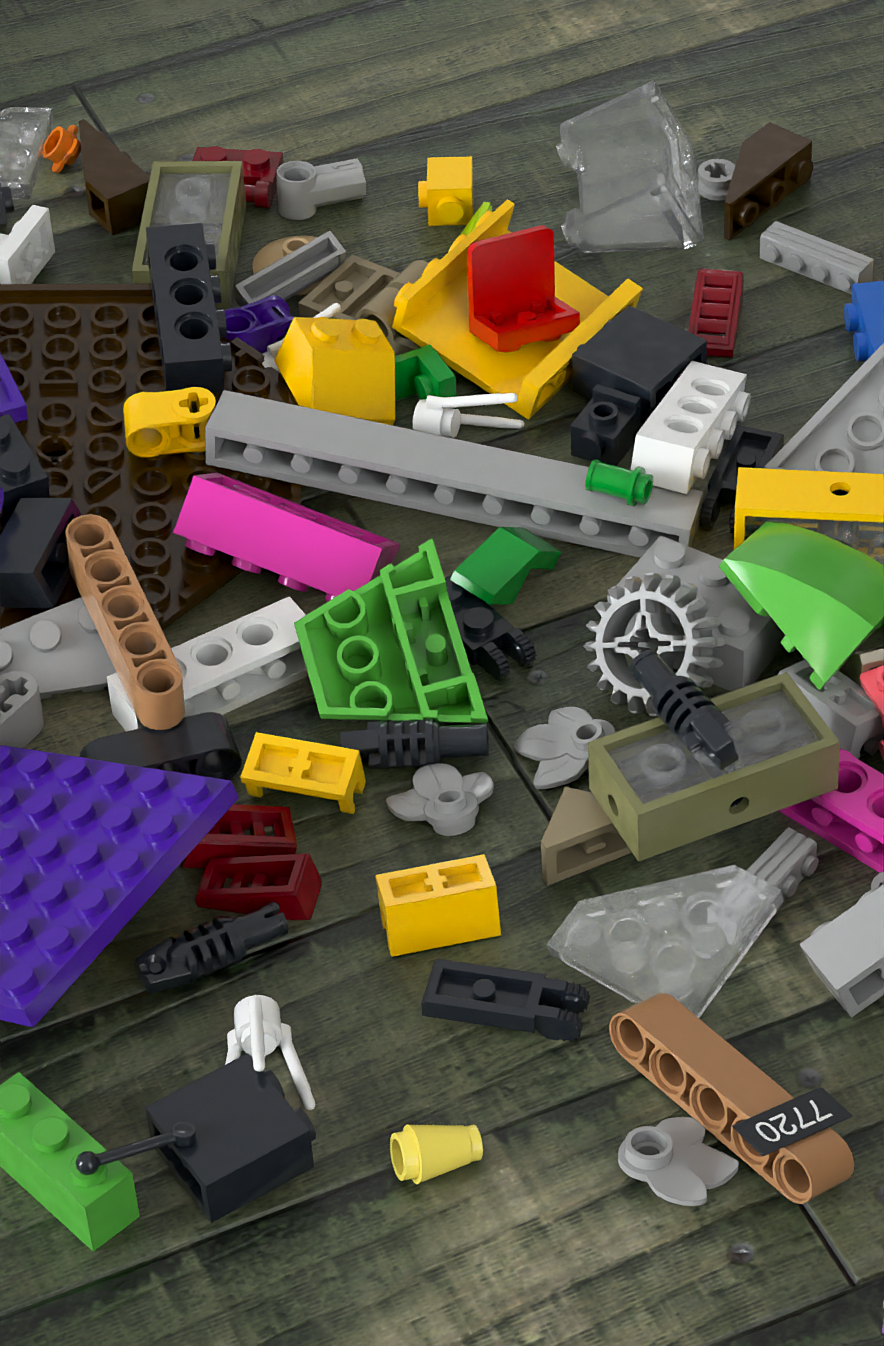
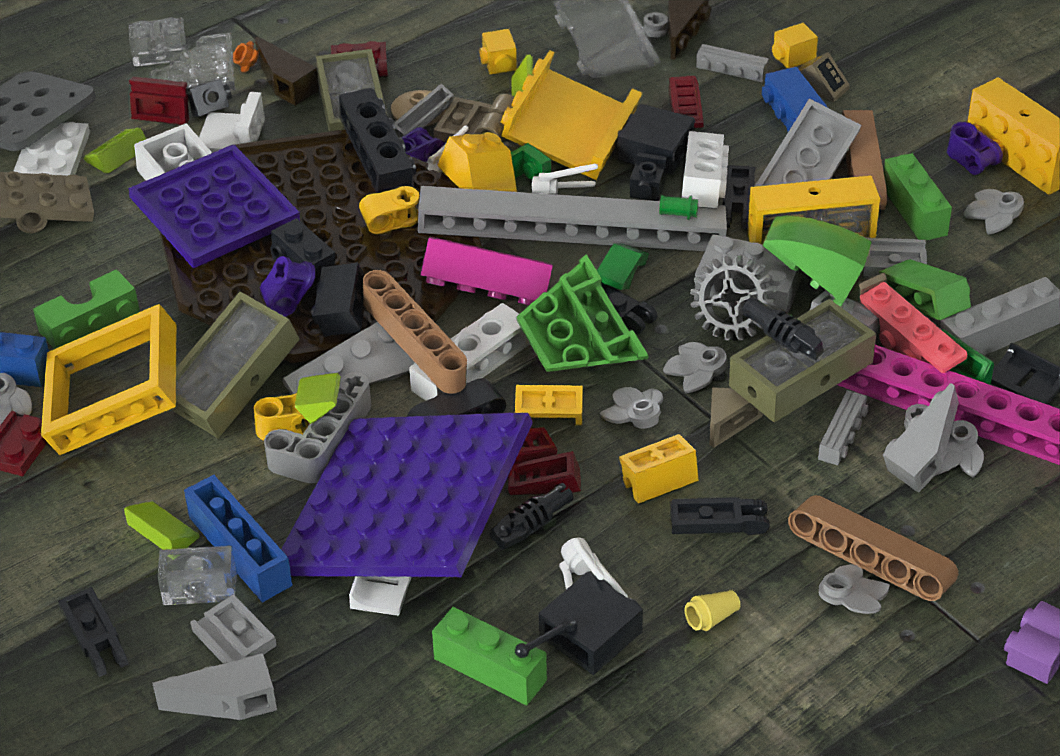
camera: 15 degrees left, 0 degrees up
(306, 186) = (410, 60): light grey piece -> none
(415, 742) = (609, 376): black hinge -> none
(515, 290) = (570, 104): red bracket -> none
(668, 935) = (800, 462): clear plate -> none
(792, 1121) = (918, 554): black sticker -> none

